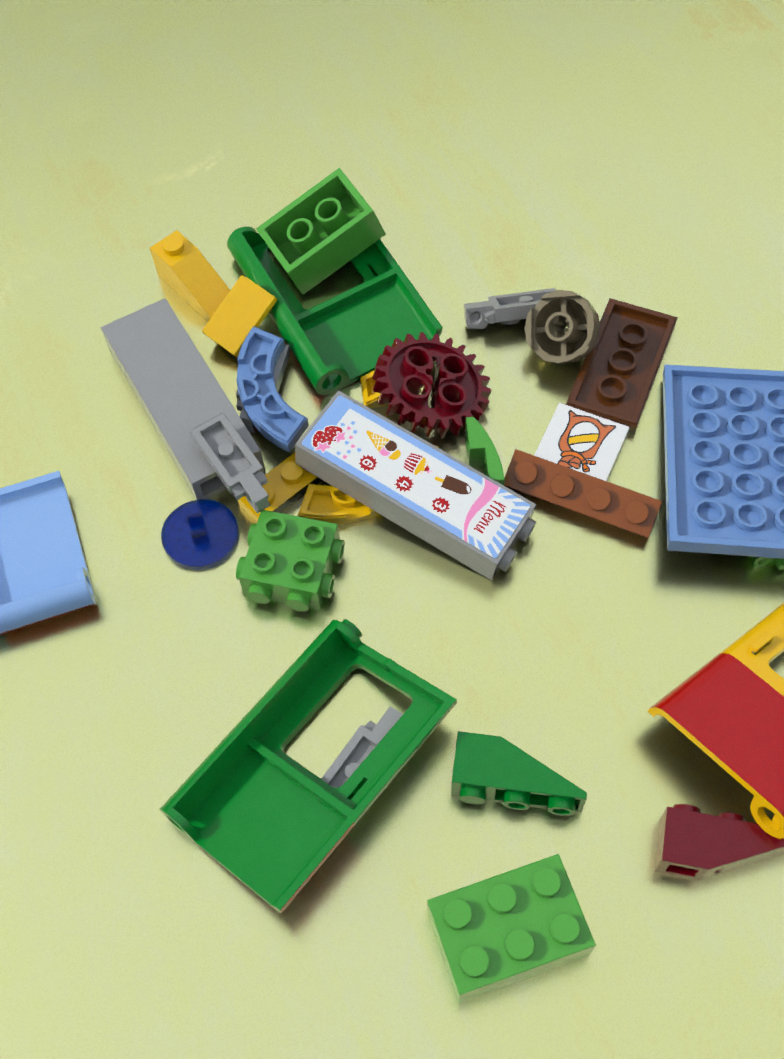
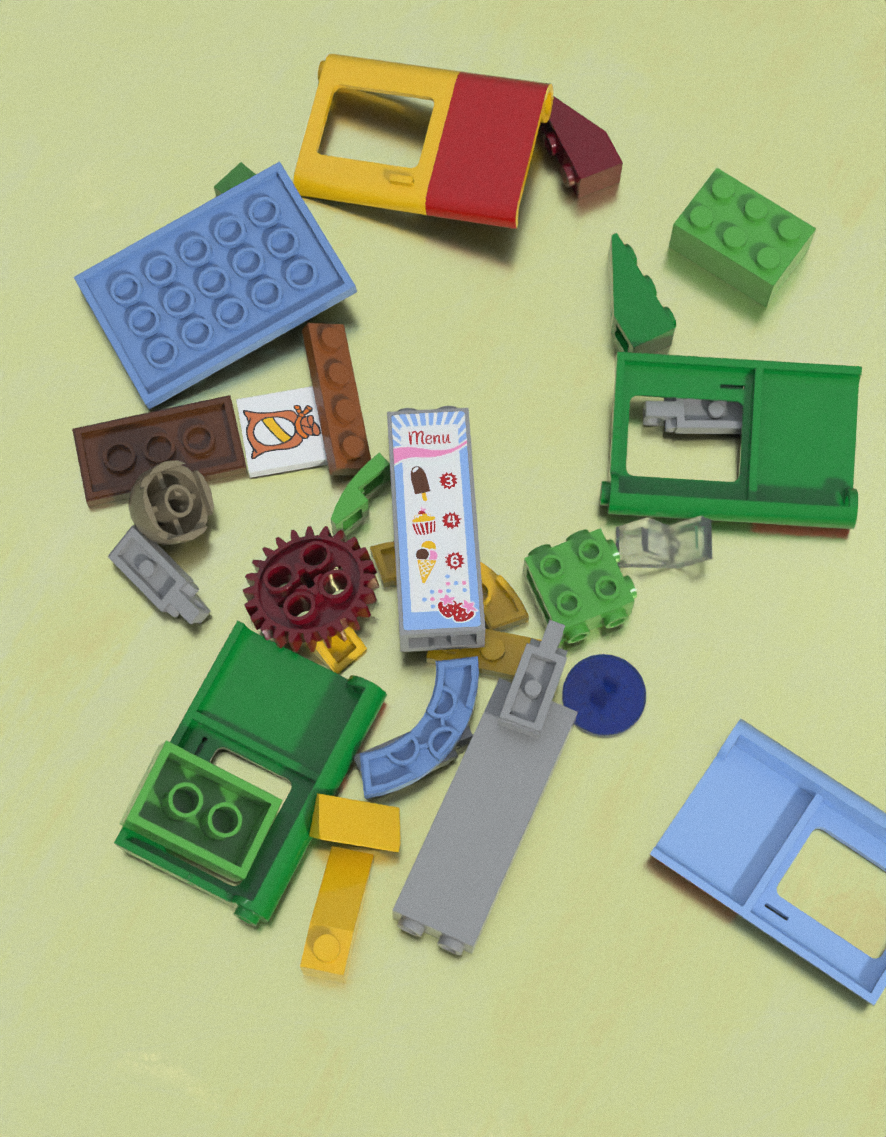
camera: 130 degrees left, 10 degrees up
(277, 648) = (657, 545): none -> clear slope

